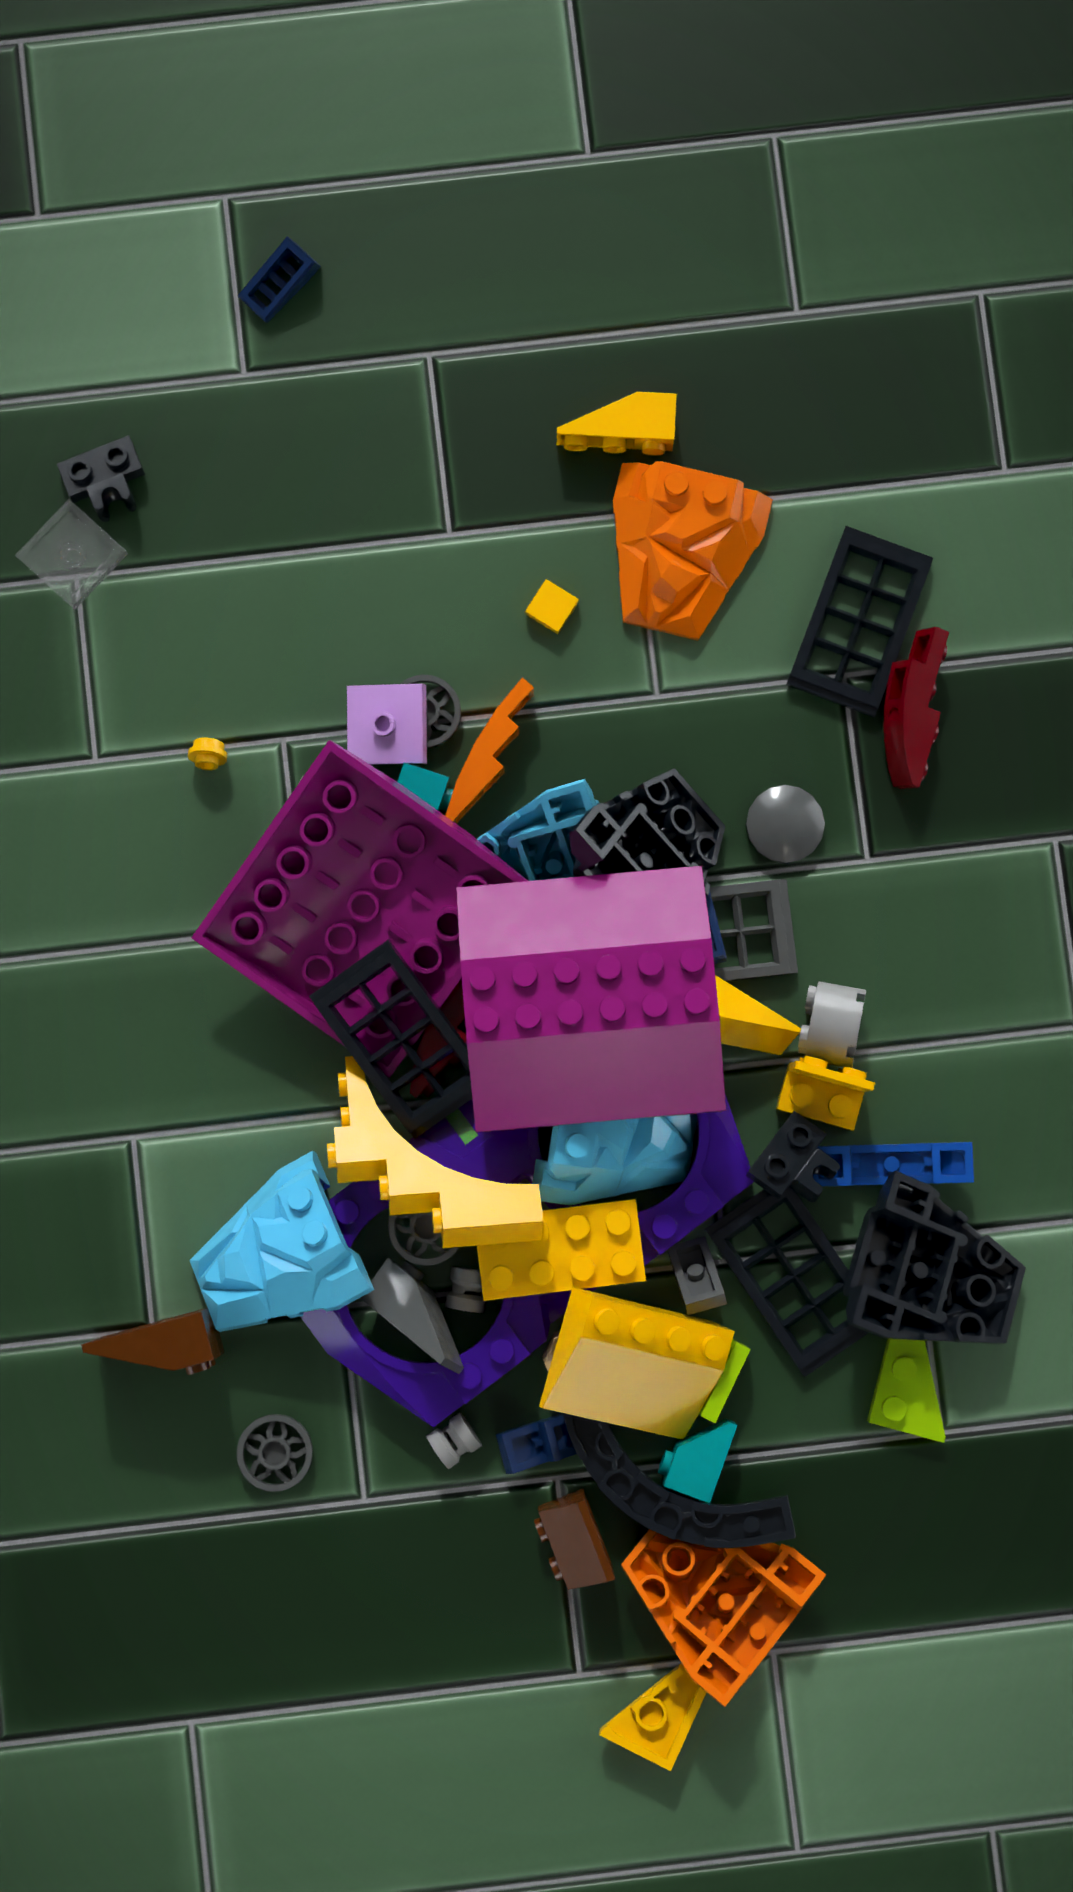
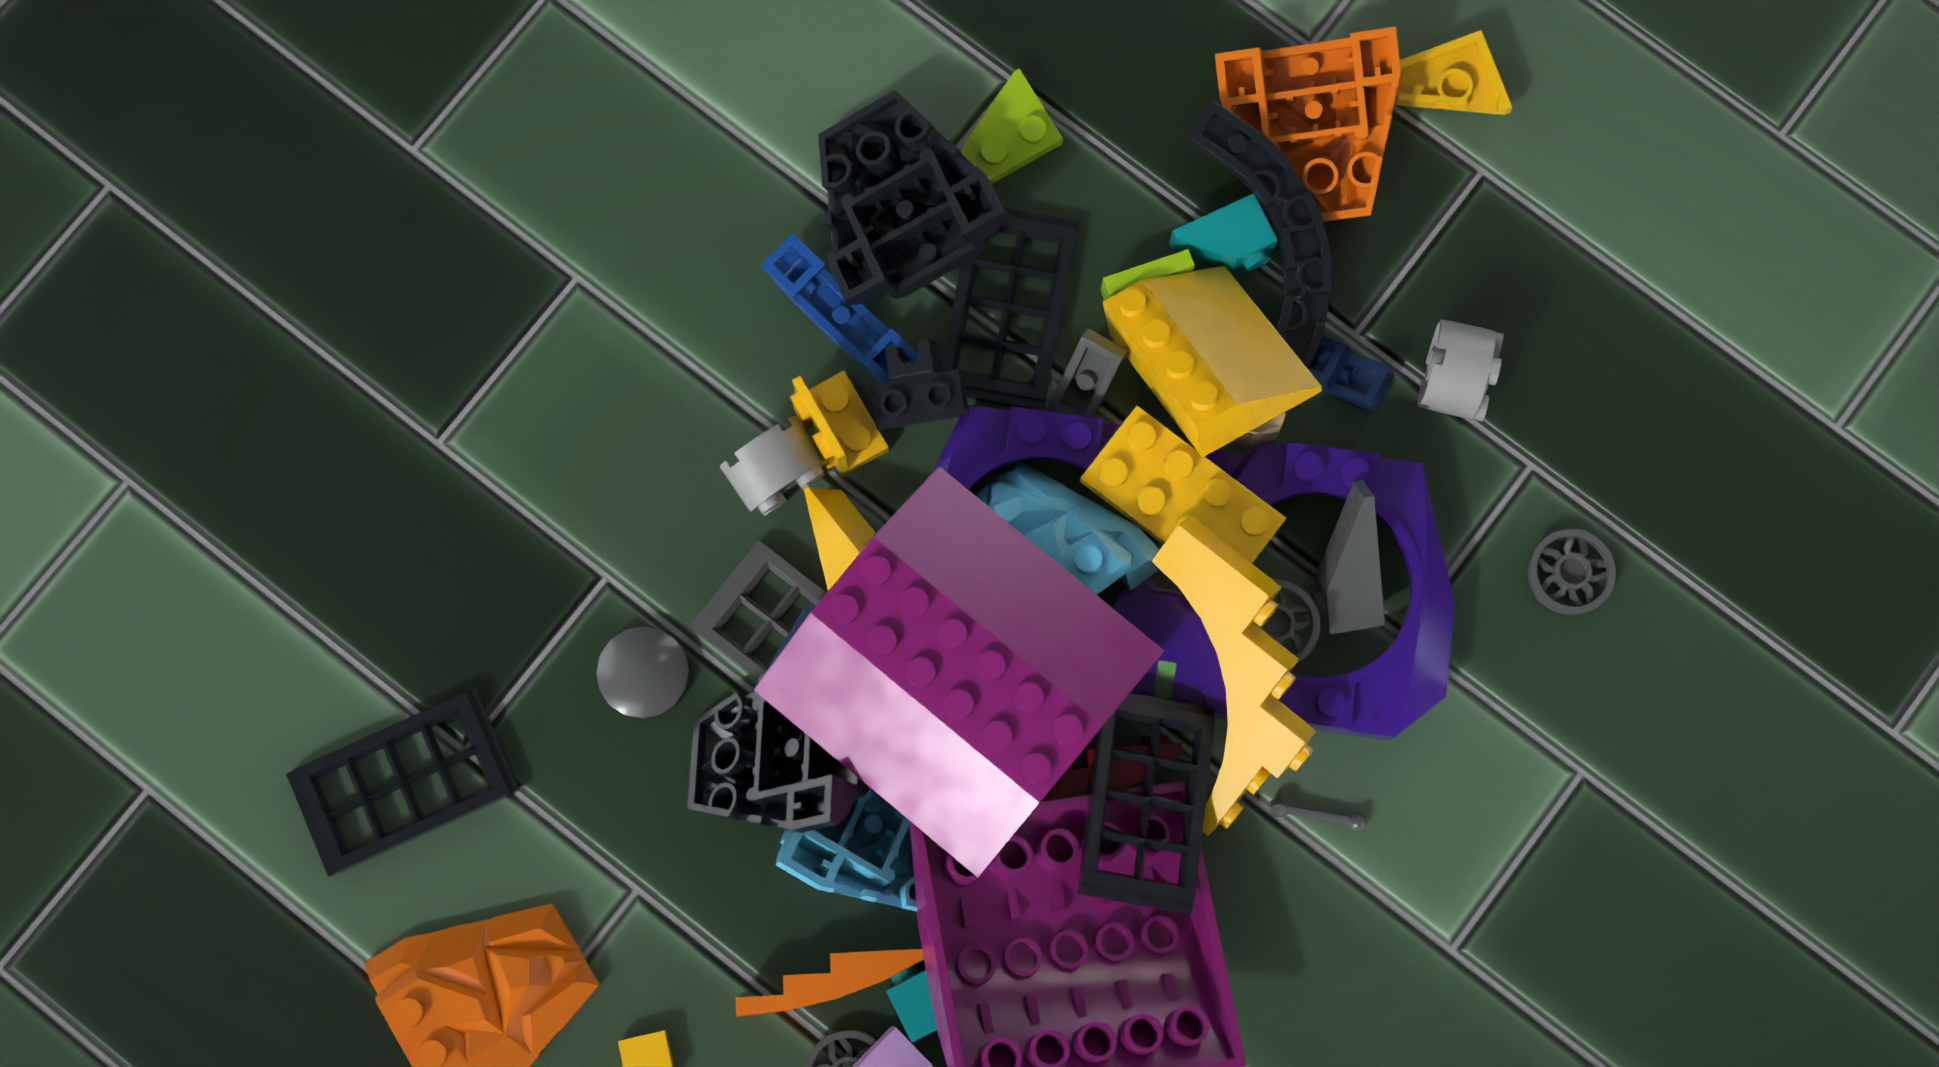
camera: 135 degrees left, 5 degrees down
(168, 1344) = (1587, 743): reddish brown slope -> none
(280, 1254) = (1418, 725): medium azure wedge -> none
(318, 1122) = (1280, 807): none -> dark grey hinge
(462, 1436) = (1405, 438): light grey wheel -> none
(463, 1280) = (1288, 547): light grey wheel -> none
(465, 1514) = (1460, 369): none -> light grey brick
(575, 1541) = (1390, 267): reddish brown slope -> none
(908, 720) = (453, 654): dark red slope -> none

